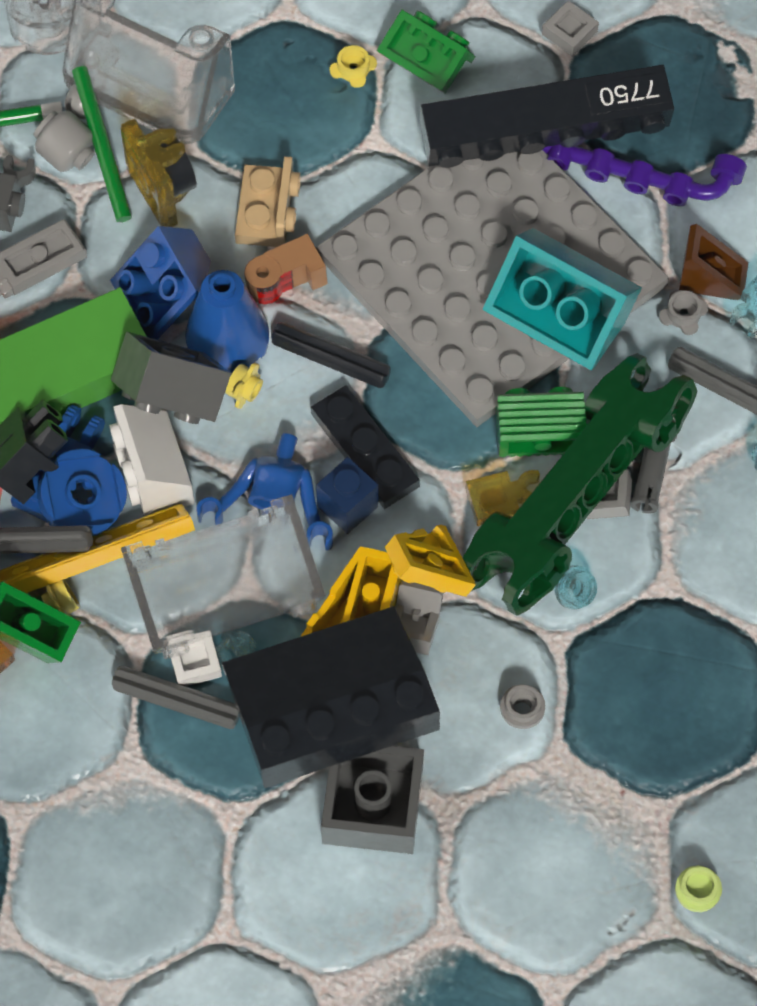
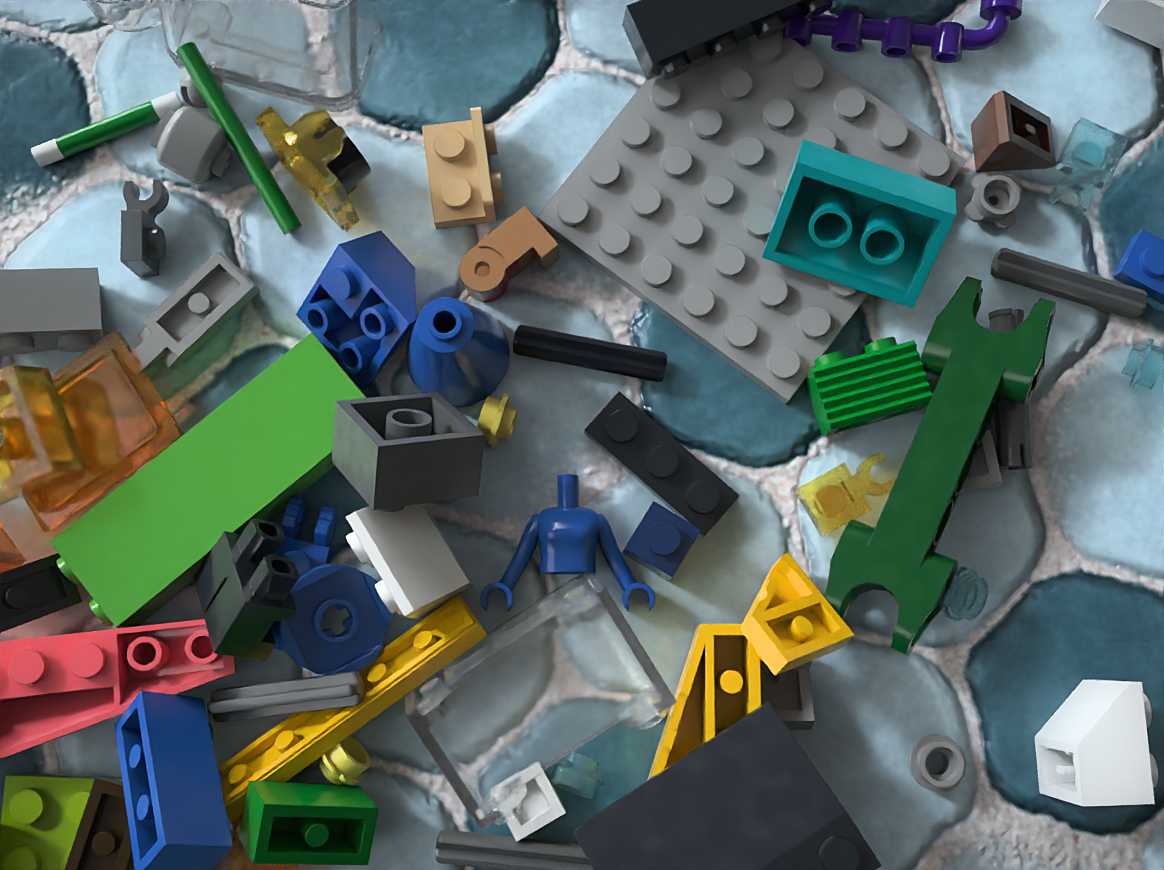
camera: 15 degrees left, 15 degrees up
(644, 708) = (1098, 747): none -> white slope

